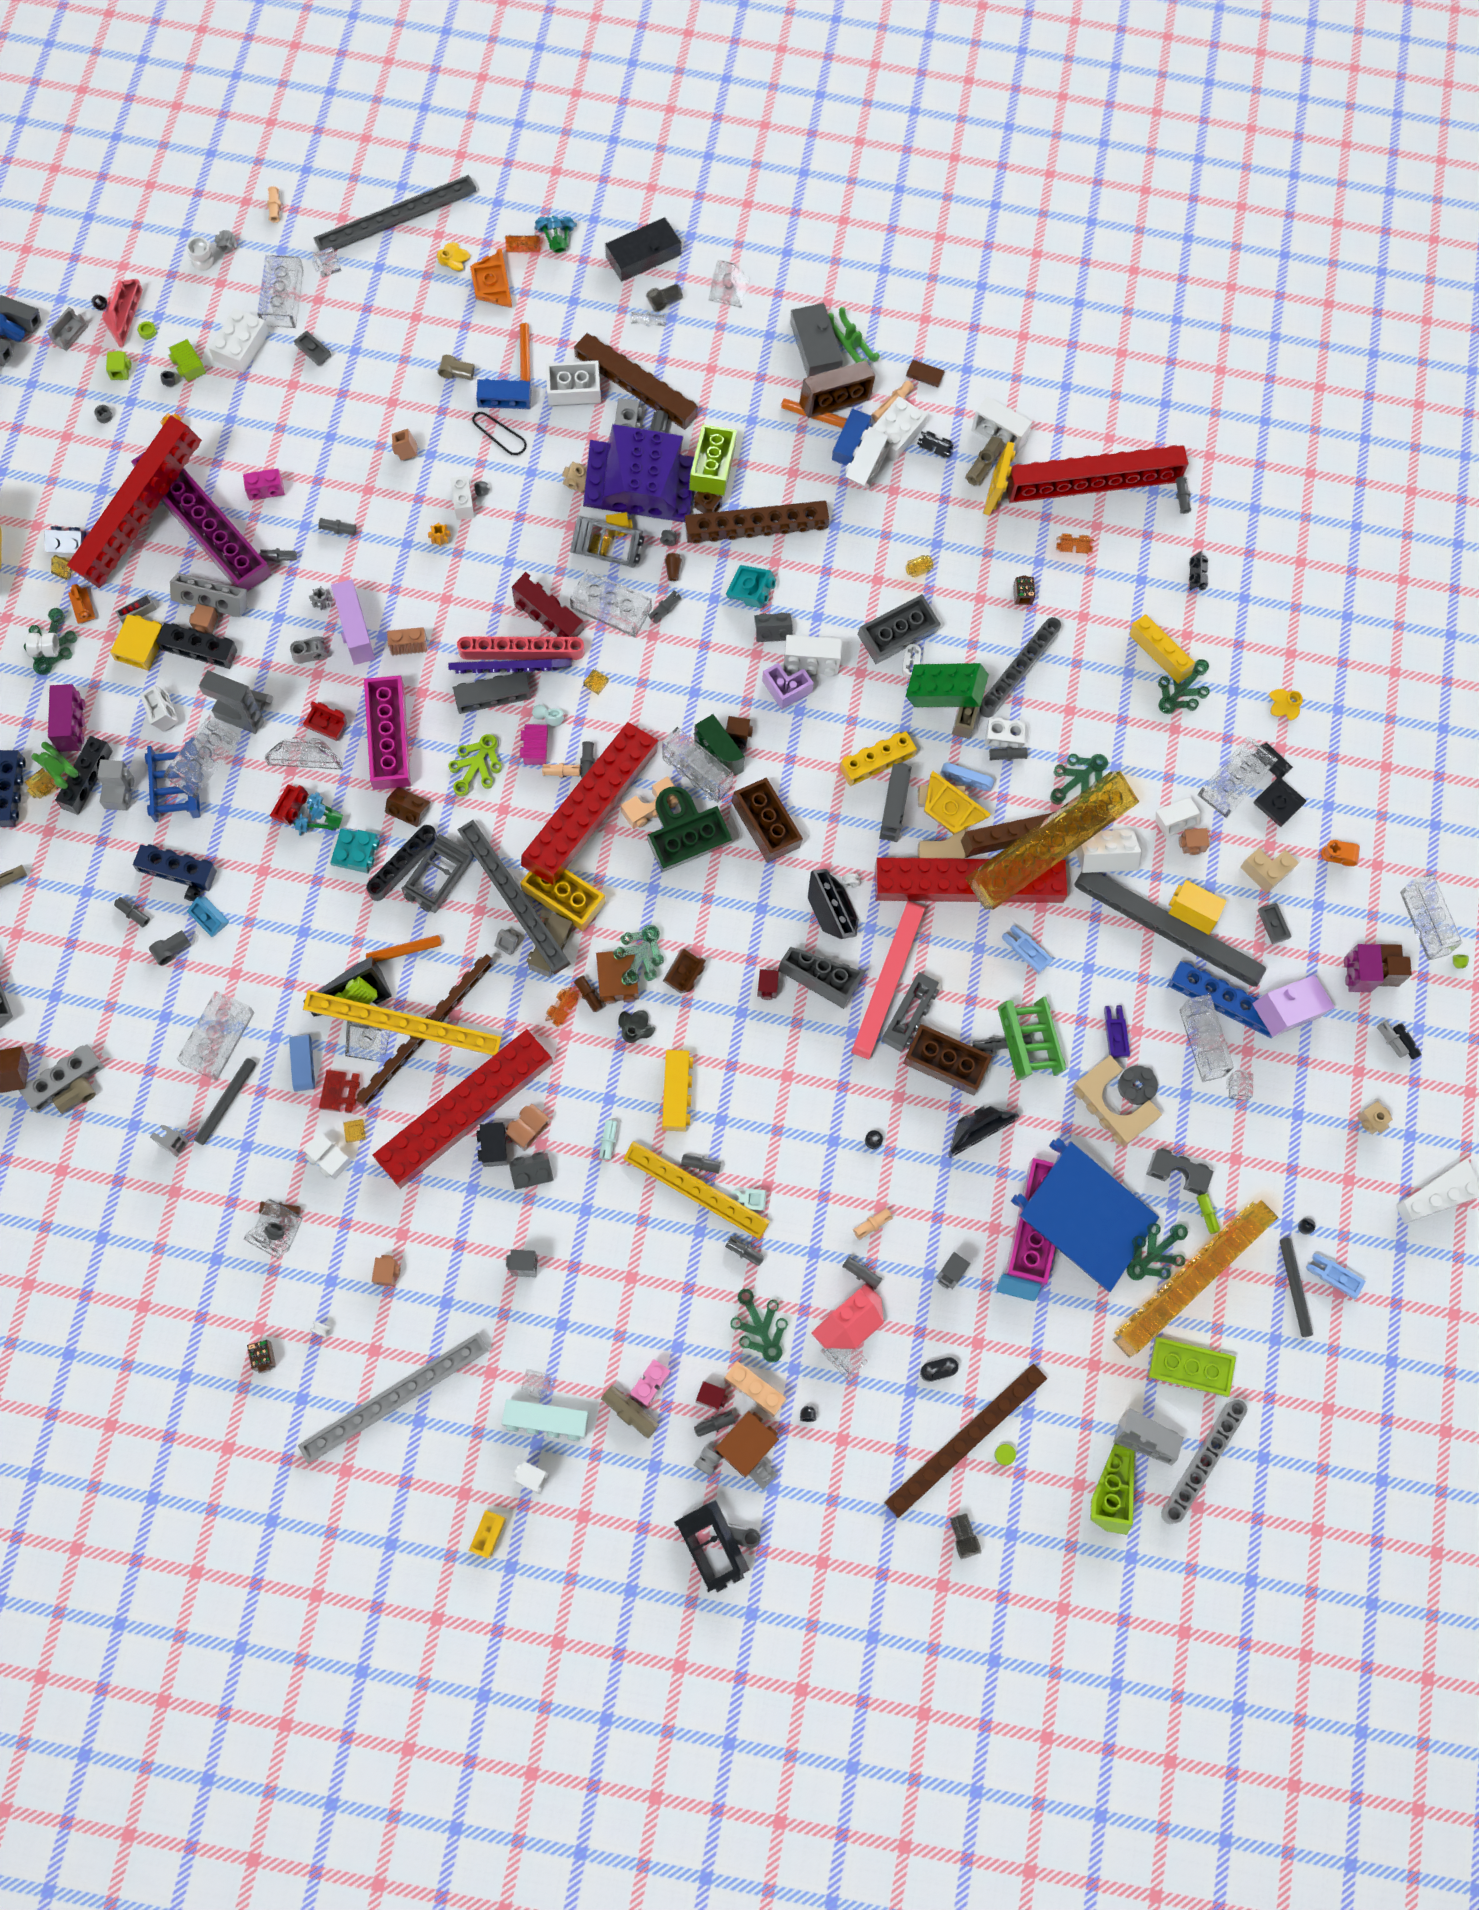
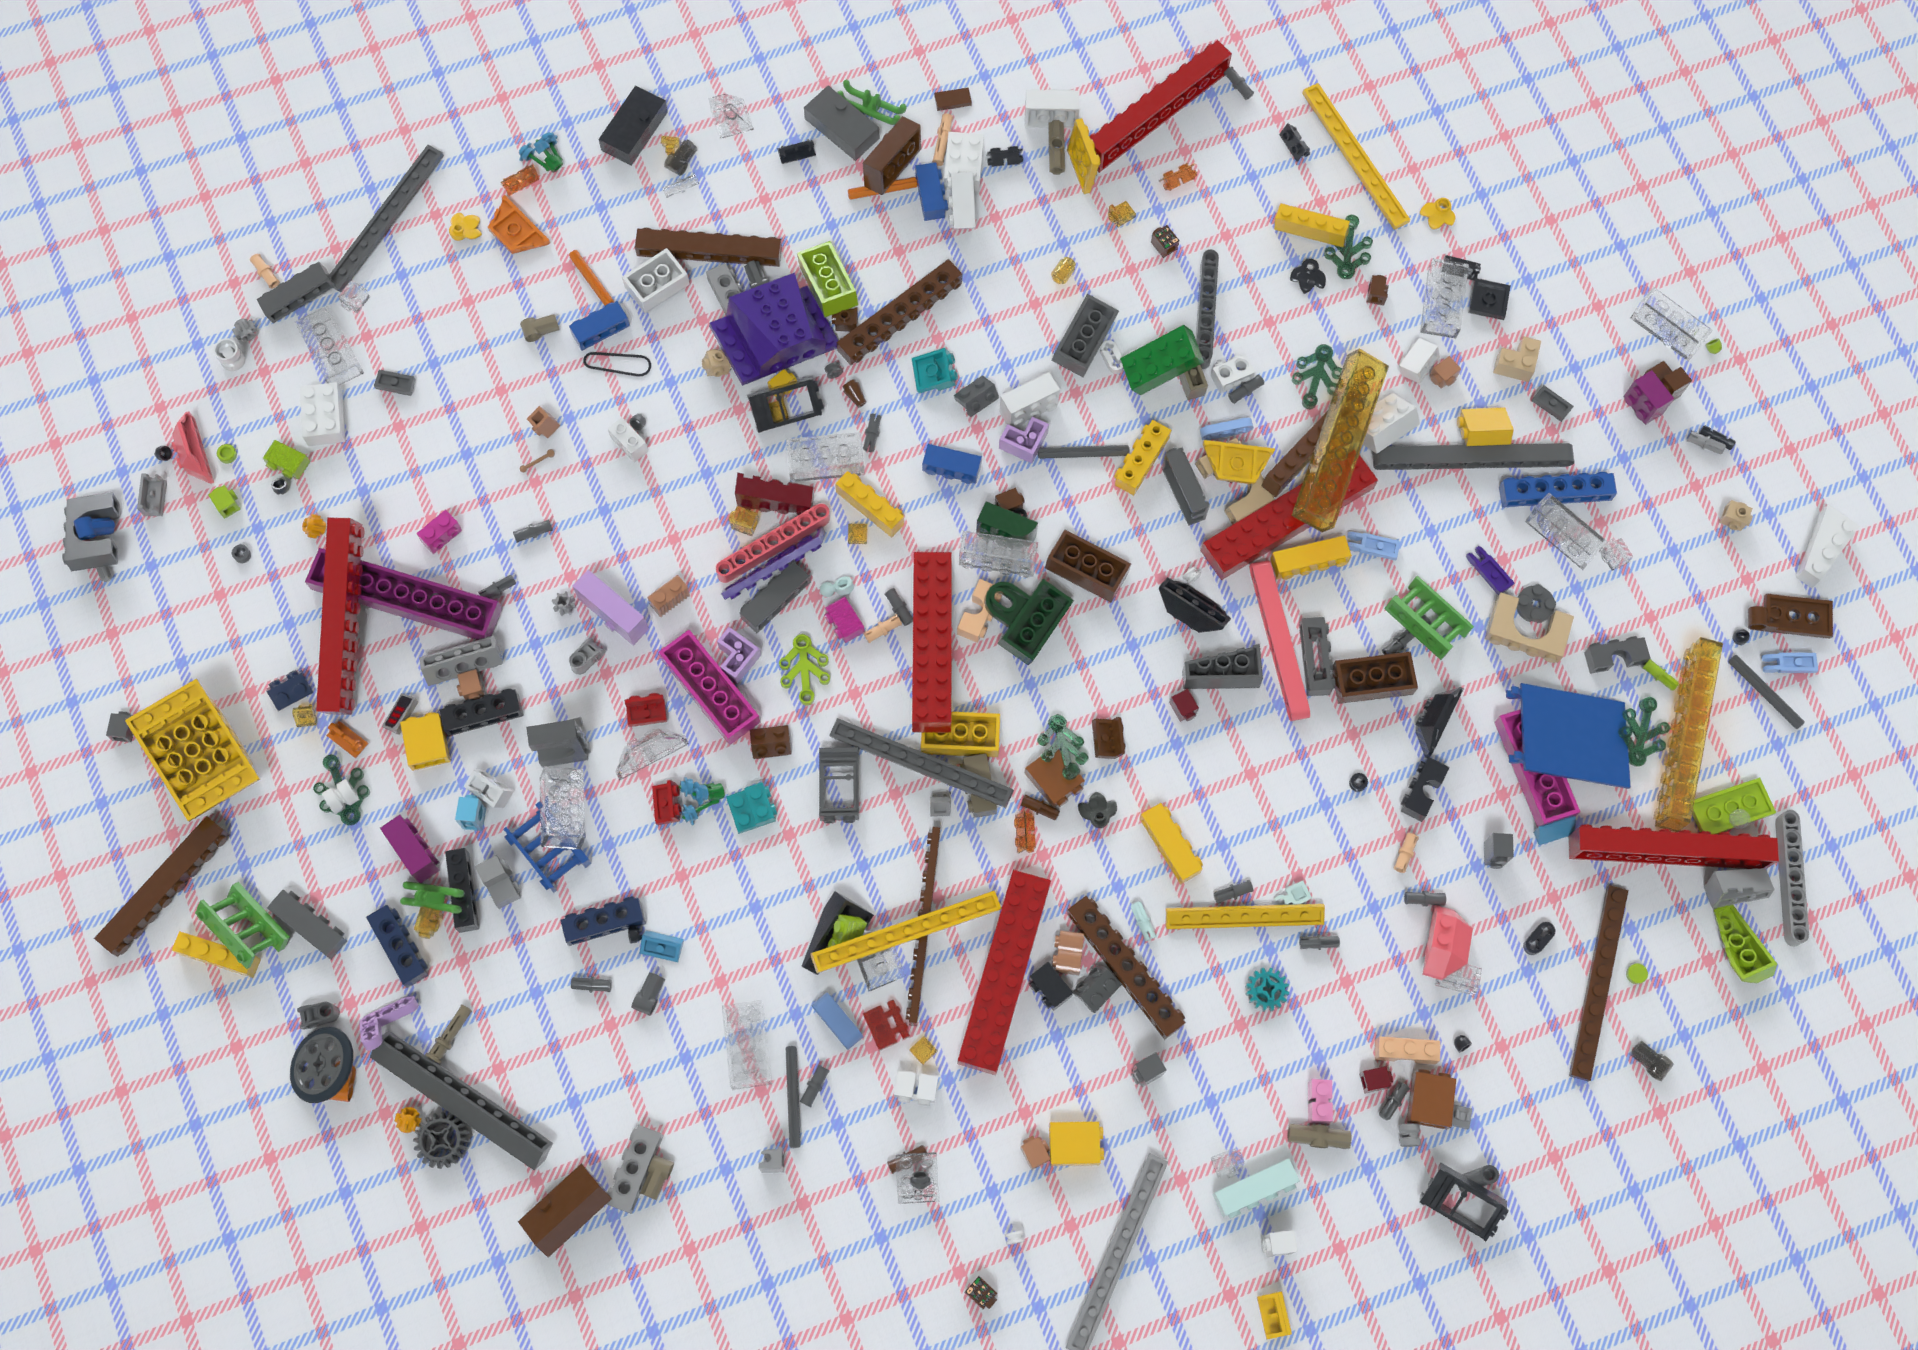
camera: 30 degrees left, 0 degrees up
(131, 718) = (470, 813): none -> medium azure brick
(247, 1103) = (814, 1086): none -> dark grey pin
(284, 233) = (295, 292): none -> dark grey brick
(395, 473) = (550, 453): none -> medium nougat hinge
(401, 871) = (801, 784): black beam -> none
(404, 949) = (855, 867): orange axle -> none
(422, 1285) = (1075, 1143): none -> yellow brick
(429, 723) = (741, 655): none -> lavender brick
(439, 534) = (630, 480): light orange gear -> none
(509, 616) = (743, 520): none -> clear yellow brick
(559, 1099) = (1088, 906): none -> reddish brown brick
(621, 663) = (869, 503): none -> yellow brick
(662, 280) = (670, 143): none -> clear yellow tile
(662, 1258) = (1275, 988): none -> teal gear
(712, 670) = (951, 464): none -> blue brick
(761, 1328) = (1375, 997): clear green plant -> none
(763, 344) = (796, 151): none -> black hinge
(831, 724) = (1083, 451): none -> dark grey axle
(940, 1170) = (1416, 803): none -> black arch
(963, 926) = (1310, 557): none -> yellow brick
(1002, 547) = (1121, 213): none -> clear yellow bracket
(1112, 1367) = (1673, 847): none -> red brick
(1129, 692) = (1308, 278): none -> black plate
(1183, 737) = (1377, 290): none -> reddish brown brick
(1191, 1380) = (1739, 819): none -> clear piece
(1244, 614) = (1356, 156): none -> yellow plate
(1293, 1005) = (1617, 462): lavender brick -> none
(1341, 853) = (1565, 312): orange piece -> none
(1351, 1229) = (1776, 618): none -> reddish brown hinge

